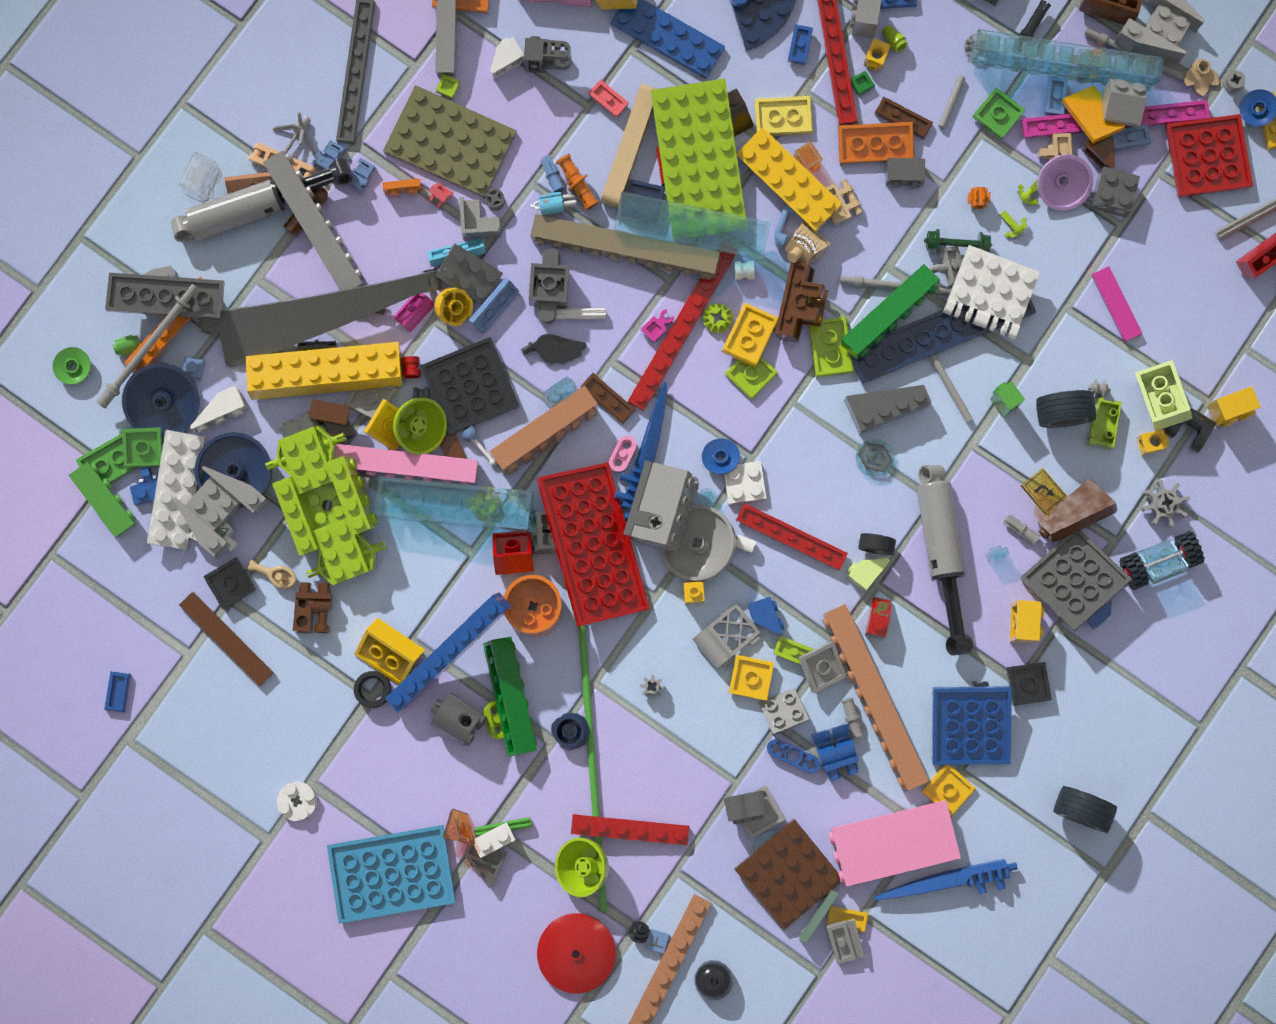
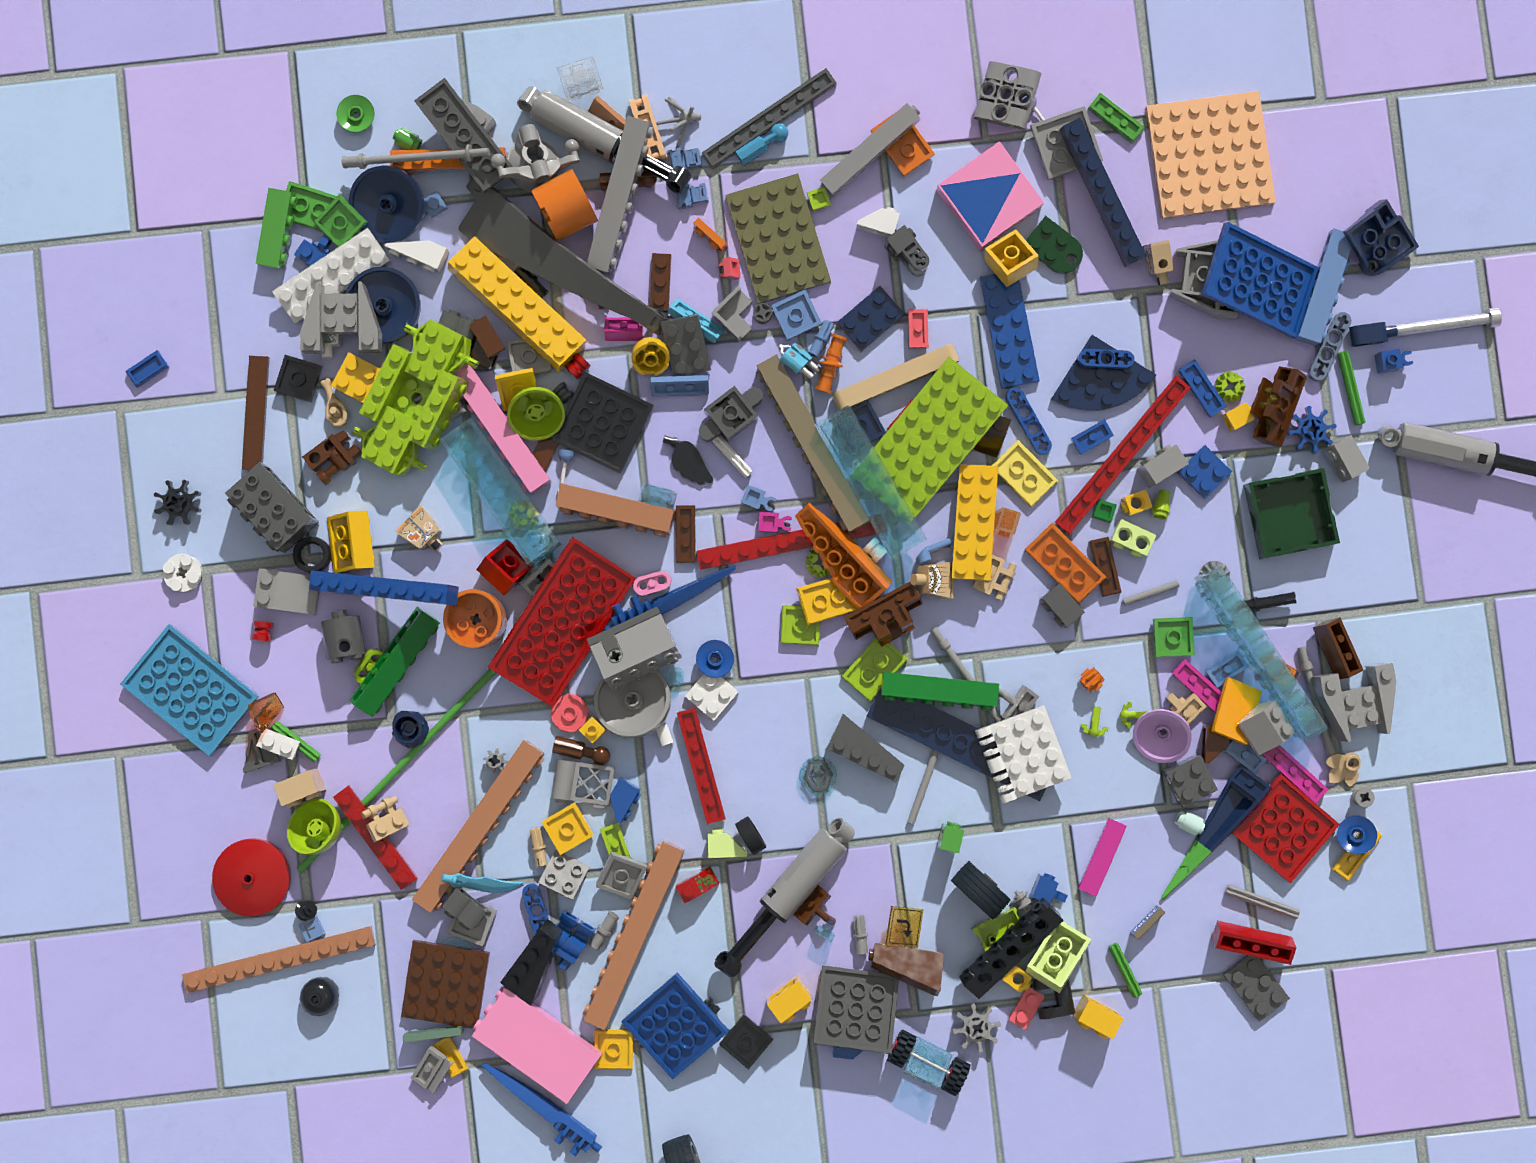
camera: 50 degrees right, 5 degrees up
(235, 276) = (528, 174): none -> light grey piece
(243, 748) = (170, 500): none -> black gear
(271, 538) = (355, 377): none -> yellow brick
(284, 268) = (564, 205): none -> orange brick
(310, 687) = (271, 508): none -> dark grey brick
(370, 94) = (760, 145): none -> dark azure piece
(383, 734) = (285, 592): none -> light grey slope
(398, 782) = (262, 631): none -> red wheel
(403, 252) = (660, 281): none -> reddish brown plate
(428, 590) = (421, 530): none -> tan torso
(518, 176) = (796, 315): none -> medium blue plate
(541, 852) = (302, 786): none -> tan brick
(569, 126) = (870, 318): none -> dark blue plate
(627, 323) = (755, 497): none -> medium blue plate
(628, 811) = (388, 824): none -> tan plate
(665, 601) = (569, 713): none -> coral tile
(690, 743) = (479, 824): none -> nougat brick
(700, 617) = (577, 750): none -> reddish brown piece
(733, 297) = (846, 561): none -> orange wedge
(736, 779) = (481, 884): none -> medium azure sword
(745, 712) = (538, 847): none -> tan axle
(748, 76) = (1026, 422): none -> blue beam
(832, 794) = (530, 968): none -> black wedge
(897, 76) = (1133, 534): none -> yellowish green brick
(933, 241) = (1026, 674): dark green piece -> none
(970, 544) = (813, 906): none -> reddish brown plate
(1105, 364) = (1045, 888): none -> blue brick
(1128, 425) = (1009, 958): none -> black brick
(1146, 219) = (1189, 822): none -> light aqua brick
(1161, 175) = (1235, 804): none -> dark blue plate
(1181, 456) = (1026, 1007): none -> coral plate
(1193, 312) = (1150, 919): none -> dark tan tile
(1215, 359) = (1125, 970): none -> bright green axle

